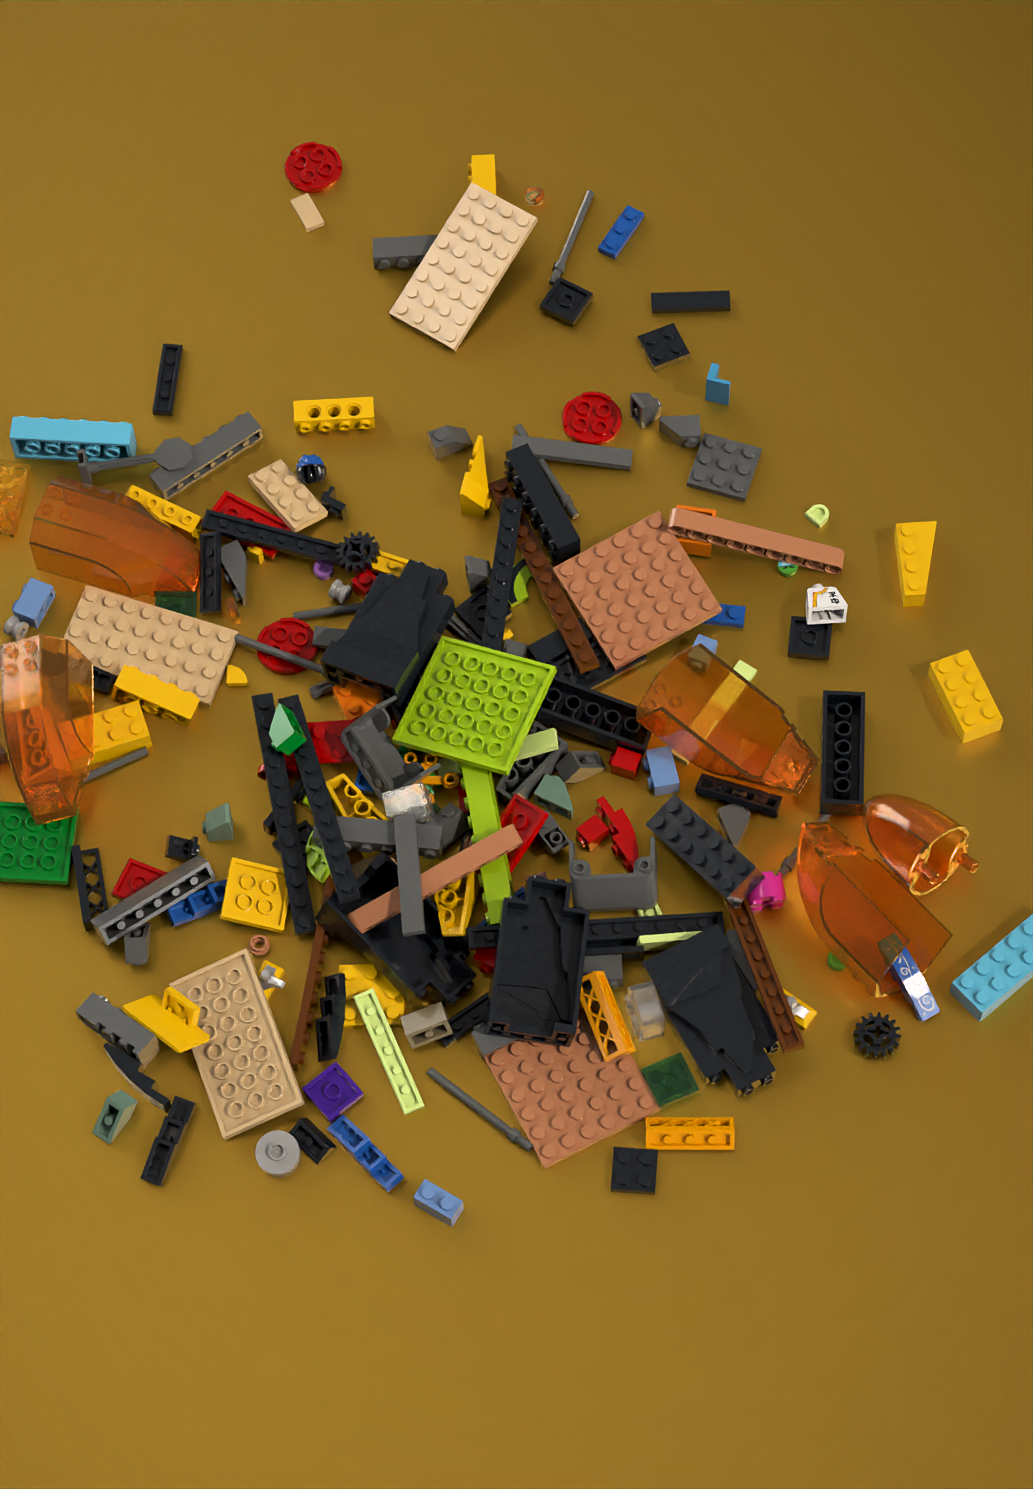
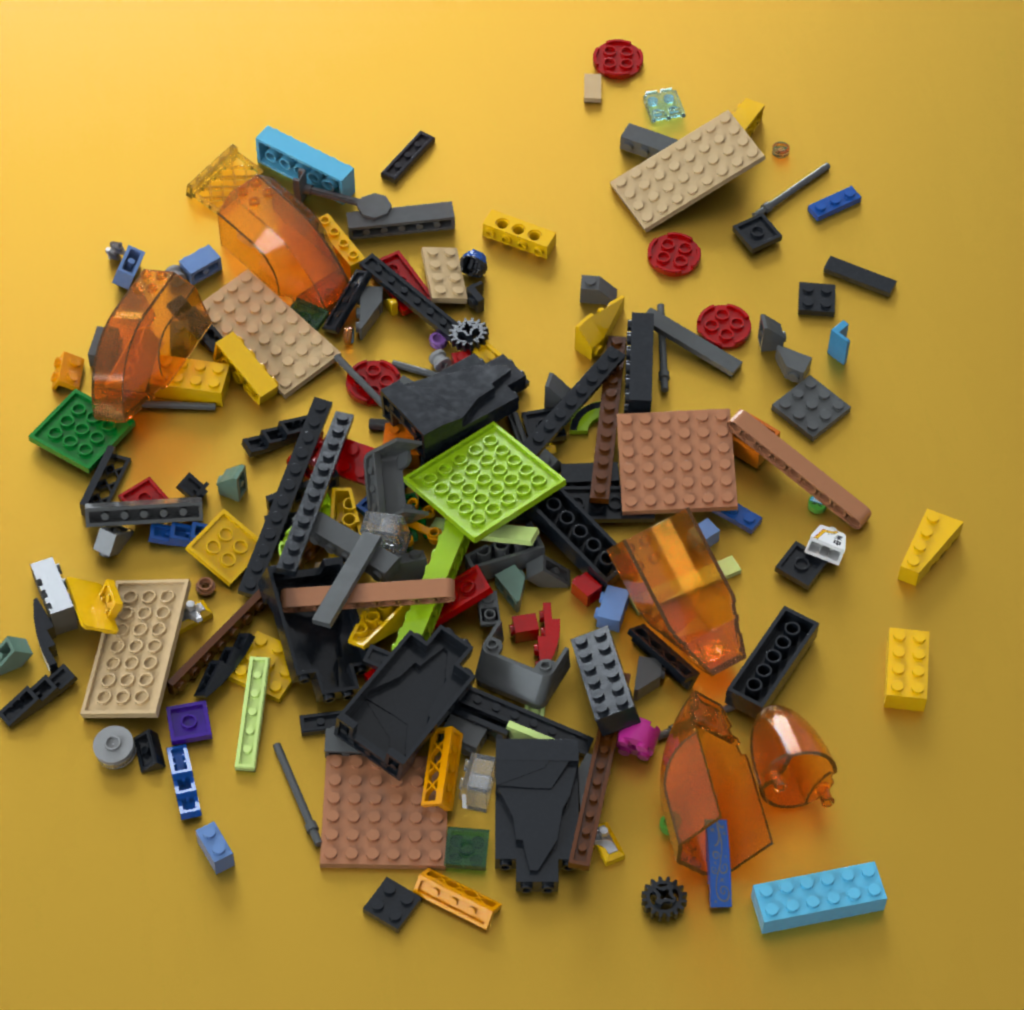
camera: 25 degrees right, 10 degrees down
(231, 751) = (274, 438): none -> black slope
(235, 677) = (318, 386): yellow tile -> none
(286, 731) = (322, 431): green slope -> none
(390, 199) = (663, 104): none -> clear light blue plate
(426, 1025) = (294, 707): dark tan brick -> none
(498, 363) = (674, 254): none -> red tile
(817, 515) = (867, 477): yellowish green tile -> none

